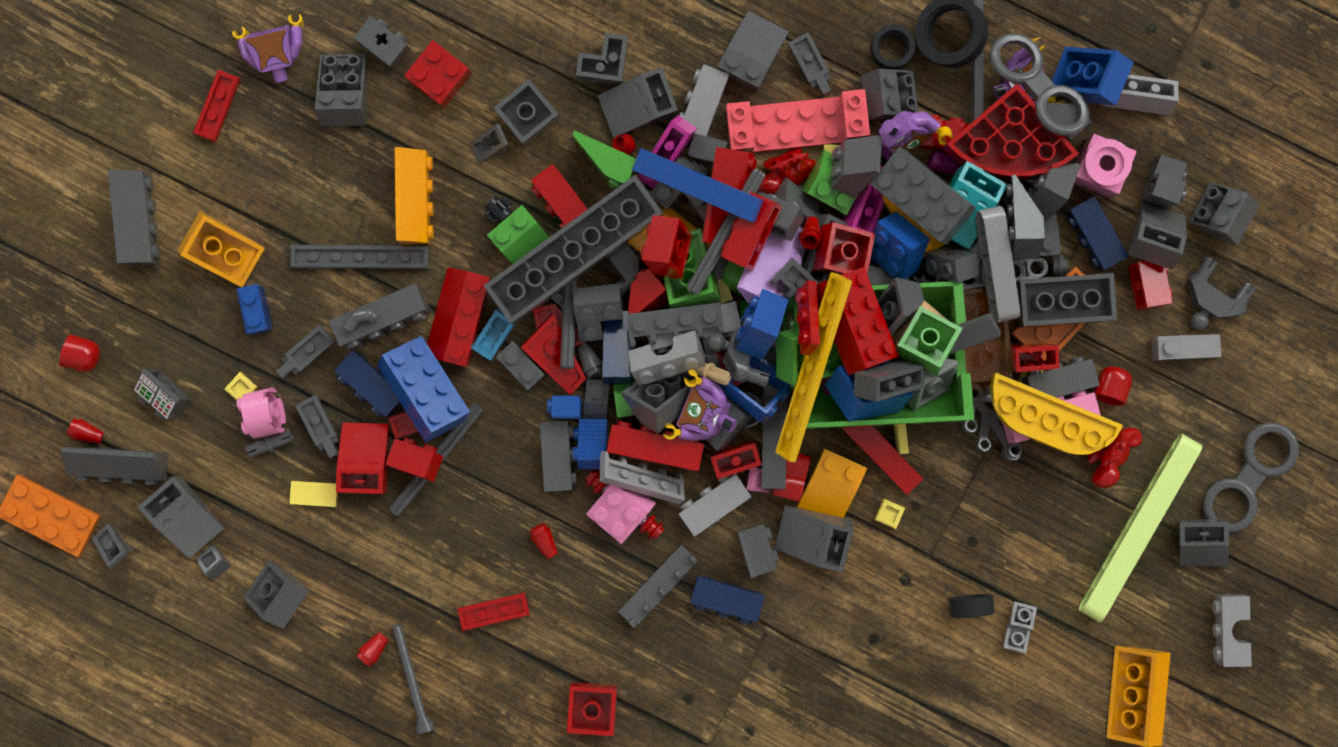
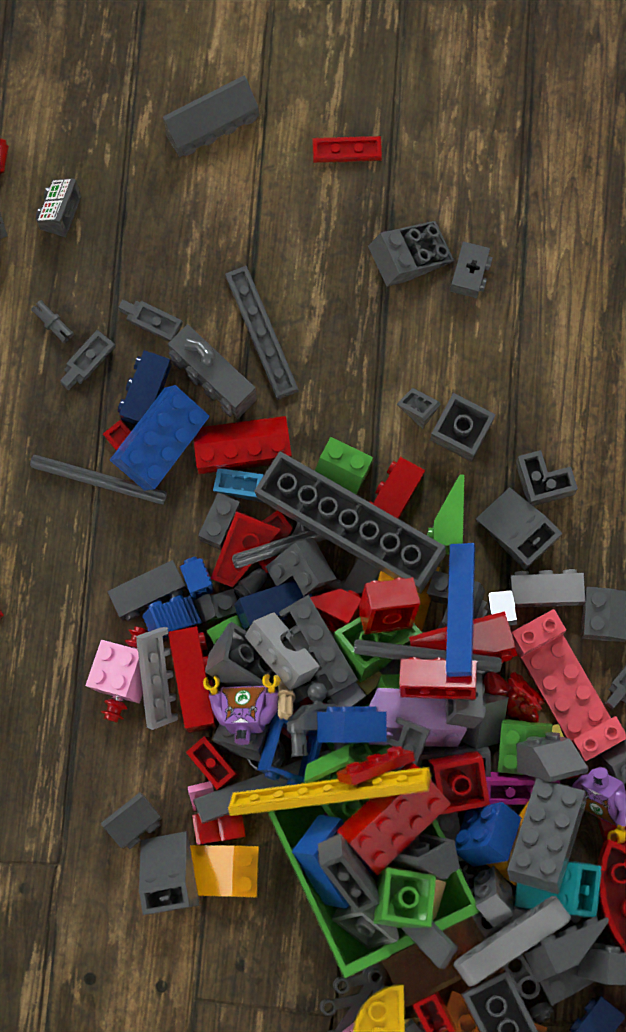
camera: 70 degrees right, 10 degrees down
(79, 354) = (67, 121): red helmet -> none
(220, 249) = (215, 205): light orange slope -> none
(240, 386) = (94, 276): light yellow tile -> none
(254, 309) = (172, 257): blue brick -> none
(261, 413) = (77, 302): bright pink brick -> none
(272, 48) = (421, 174): torso -> none
(313, 493) = (21, 381): light yellow tile -> none
(363, 458) = (71, 411): red slope -> none
(413, 196) = (337, 355): light orange slope -> none
(414, 459) = (89, 458): red brick -> none
(438, 74) = (463, 331): red brick -> none
(498, 209) = (360, 438): black gear -> none
(543, 539) = (60, 612): red cone -> none
(624, 143) = (473, 531): red plate -> none
(658, 586) = (59, 740): dark grey hinge -> none
(671, 144) = (494, 573): dark pink brick -> none
(713, 504) = (160, 760): light grey brick -> none
(727, 599) = (71, 812): dark blue brick -> none
(810, 234) = (463, 742): red cone -> none
(884, 456) = (275, 912): red slope -> none
(889, 513) = (221, 941): light yellow tile -> none
(901, 439) = (300, 921): light yellow tile -> none
(942, 163) = (591, 847): magenta cone -> none

